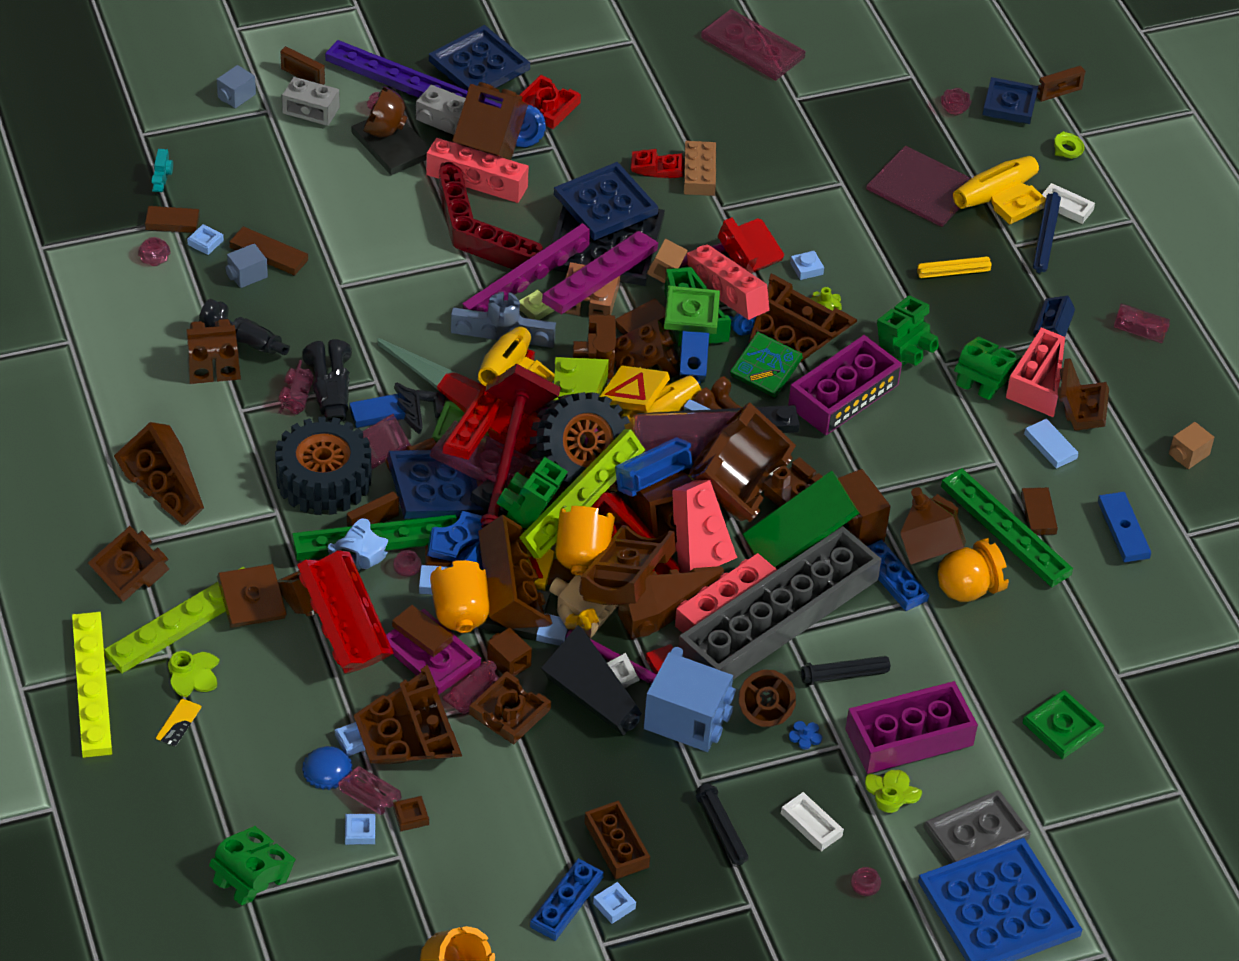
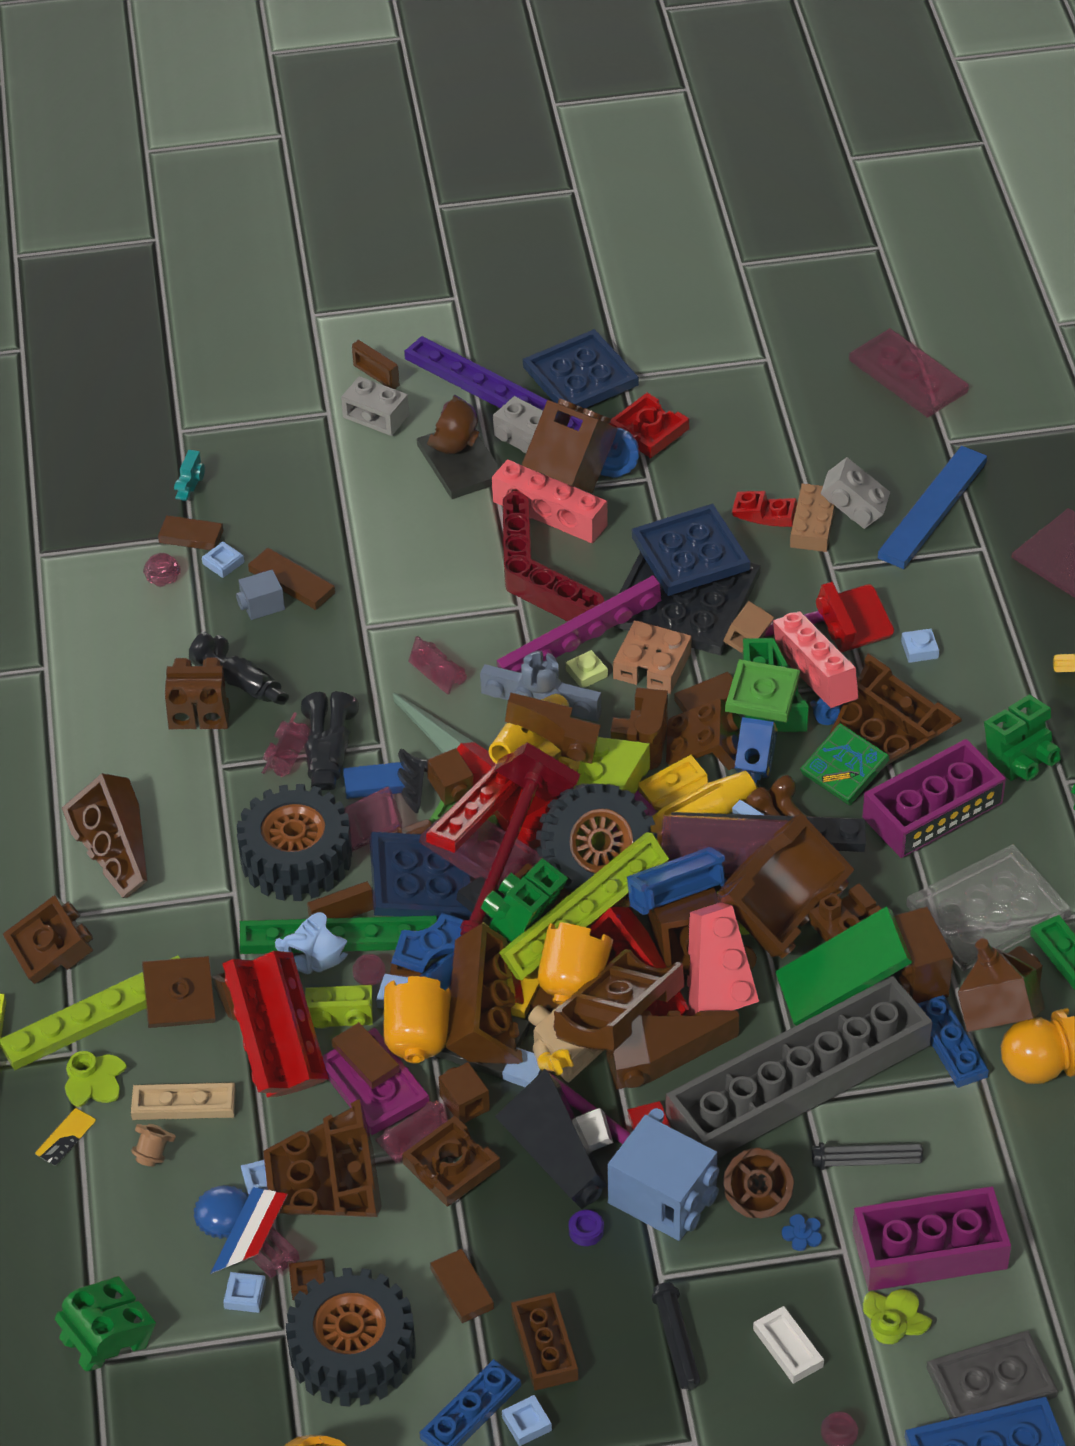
camera: 15 degrees right, 0 degrees up
(236, 86) = (295, 383): sand blue brick -> none
(256, 720) = (151, 1144): none -> medium nougat brick
(273, 683) = (183, 1101): none -> tan tile
(356, 776) = (251, 1227): none -> sticker
(392, 594) = (340, 1005): none -> lime bracket
(408, 312) = (435, 665): none -> clear pink hinge
(444, 401) = (449, 776): none -> reddish brown brick
(453, 872) = (318, 1336): none -> black wheel
(530, 347) = (553, 722): none -> reddish brown slope
(539, 804) = (462, 1285): none -> reddish brown tile
(599, 272) = (663, 636): magenta plate -> none
(630, 749) = (586, 1228): none -> dark purple tile
(635, 387) = (675, 781): yellow tile -> none
(722, 591) = (734, 1041): coral brick -> none
(732, 145) = (855, 493): none -> light grey brick
(794, 153) = (932, 507): none -> blue tile
(827, 299) = (935, 690): lime plant -> none
(906, 460) = (990, 901): none -> clear plate

